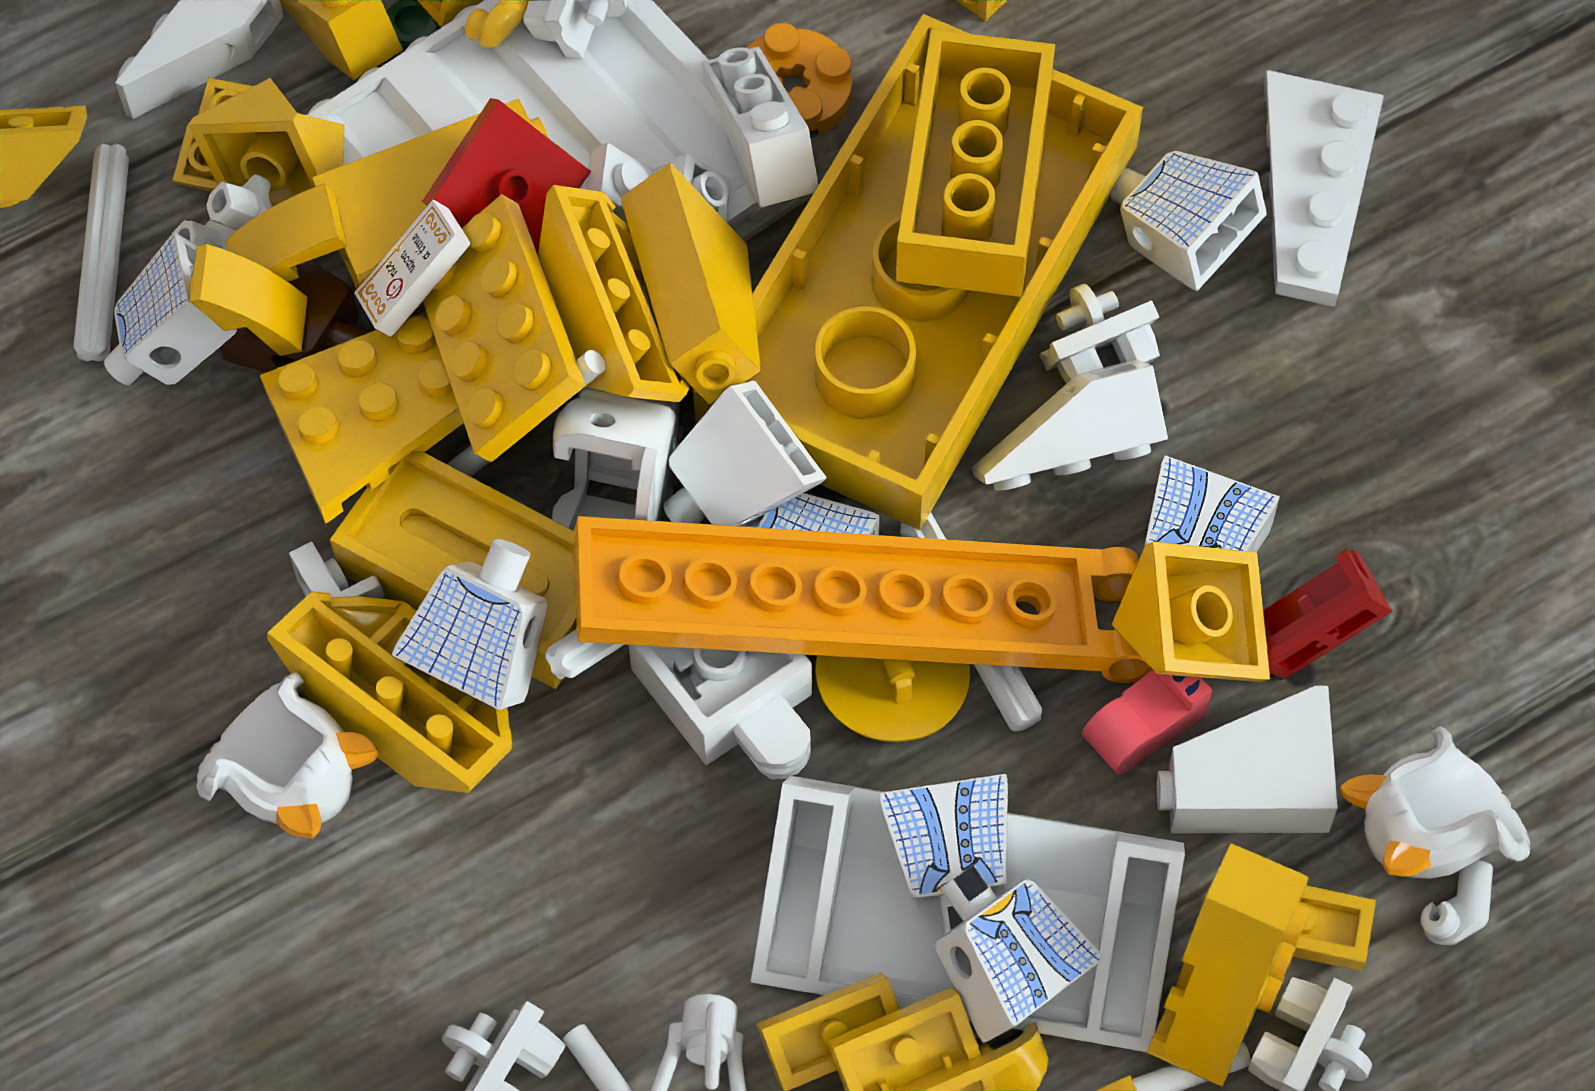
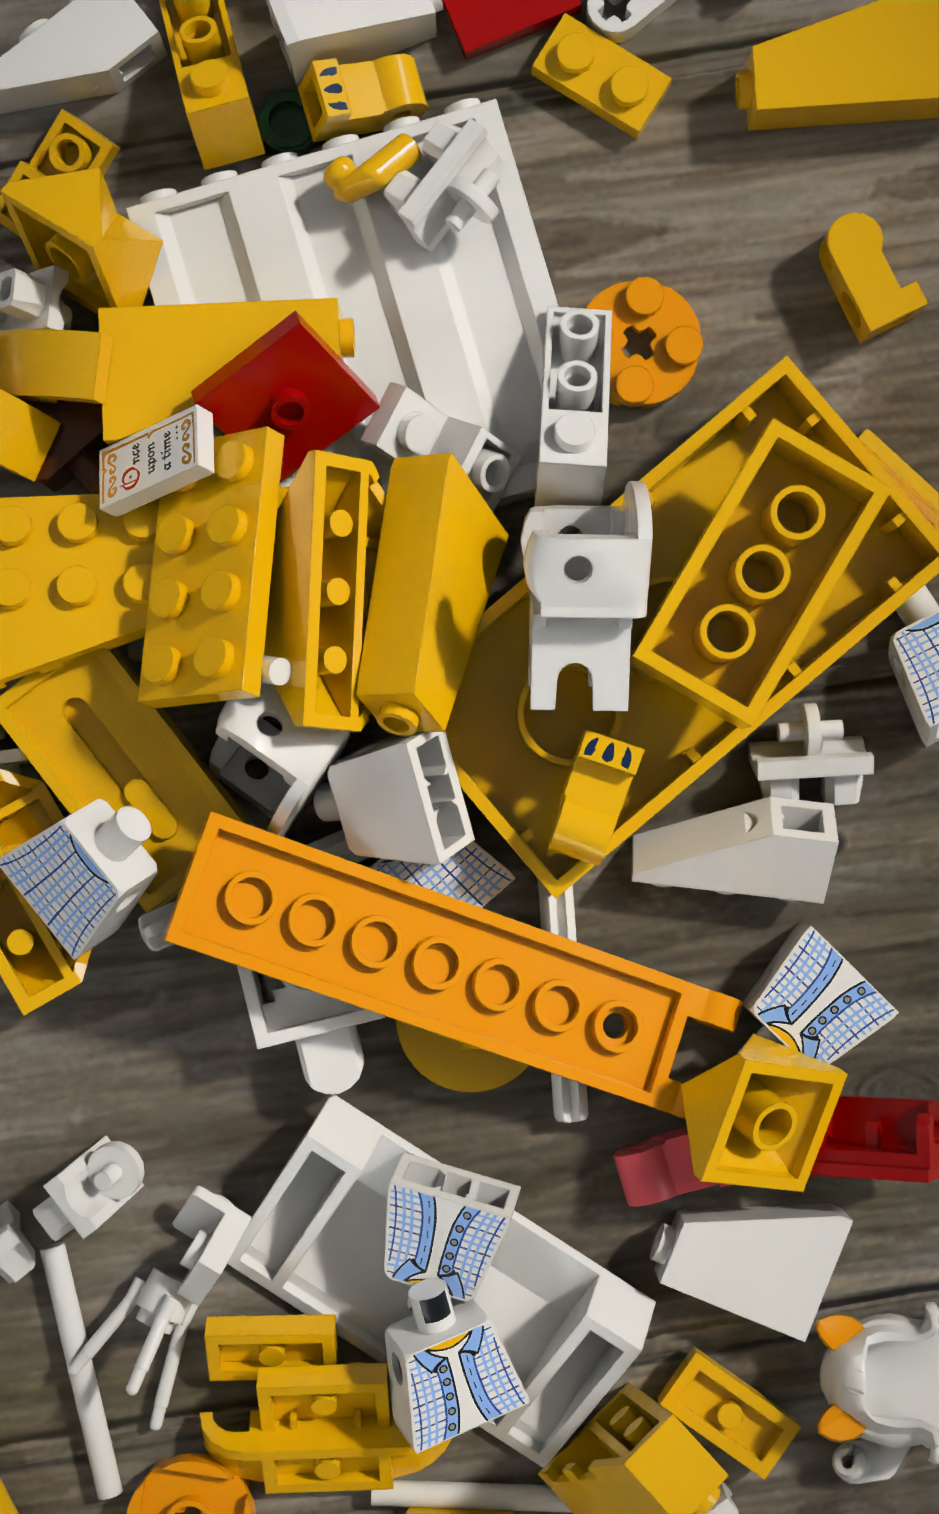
camera: 20 degrees right, 25 degrees up
(594, 935) = (90, 1189): none -> white hips
(724, 946) = (215, 1232): none -> white bracket
(840, 215) = (586, 594): none -> white piece
(916, 382) = (594, 796): none -> yellow leg

